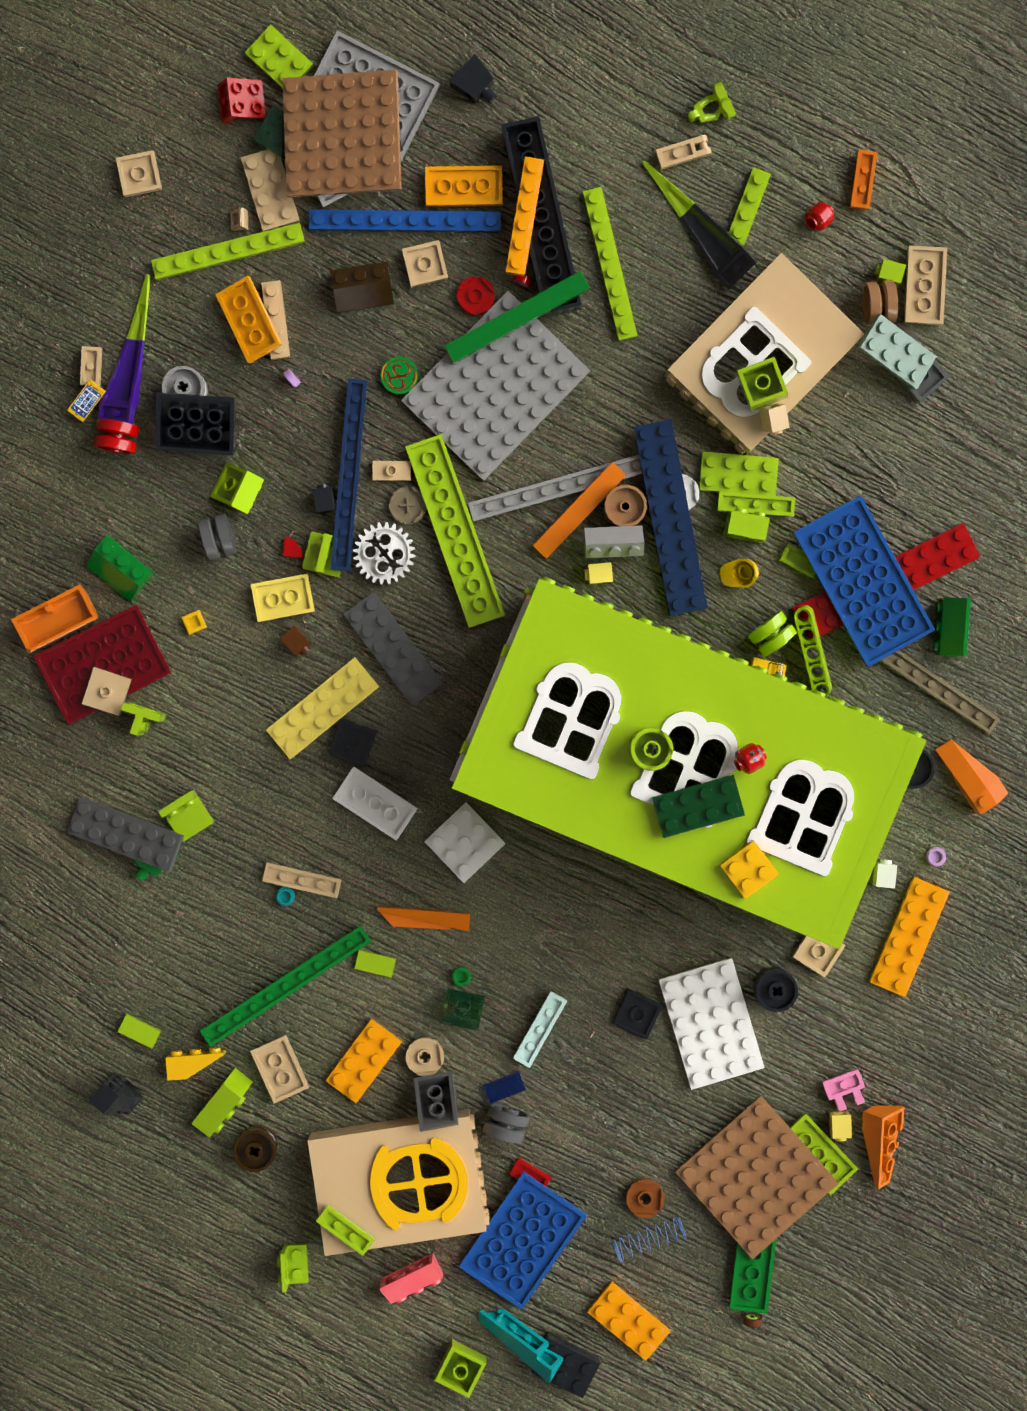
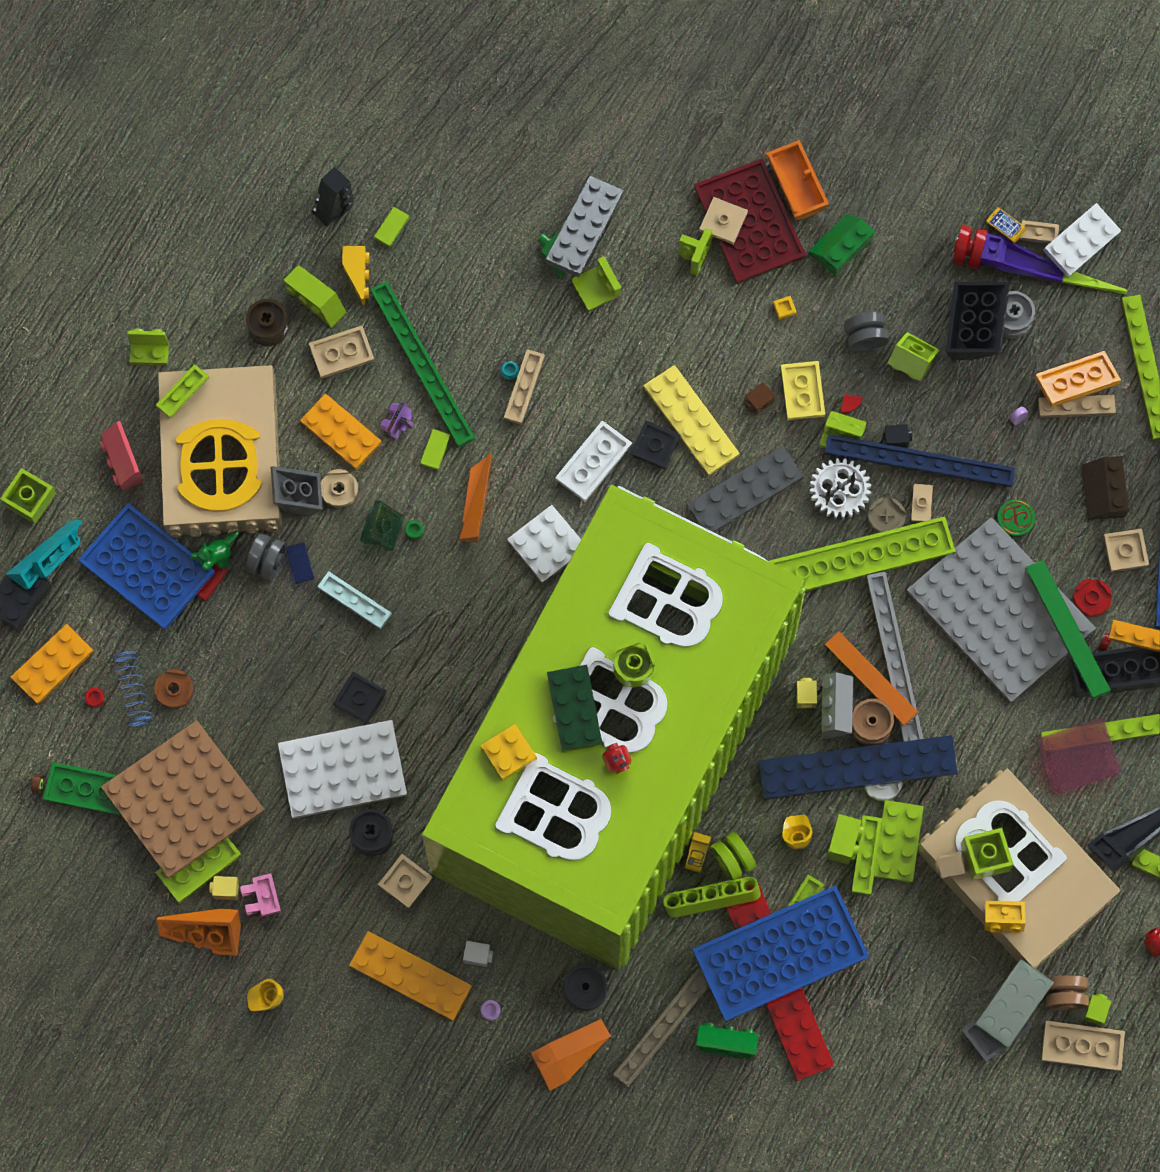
camera: 90 degrees right, 15 degrees down
(96, 322) = (1082, 240): none -> white plate
(348, 1002) = (399, 421): none -> medium lavender hips
(504, 1172) = (216, 552): none -> green animal
(640, 301) = (1078, 755): none -> clear pink piece
(659, 1274) = (94, 697): none -> red tile
(819, 363) = (1004, 916): none -> yellow bracket
(943, 1074) = (265, 995): none -> yellow piece

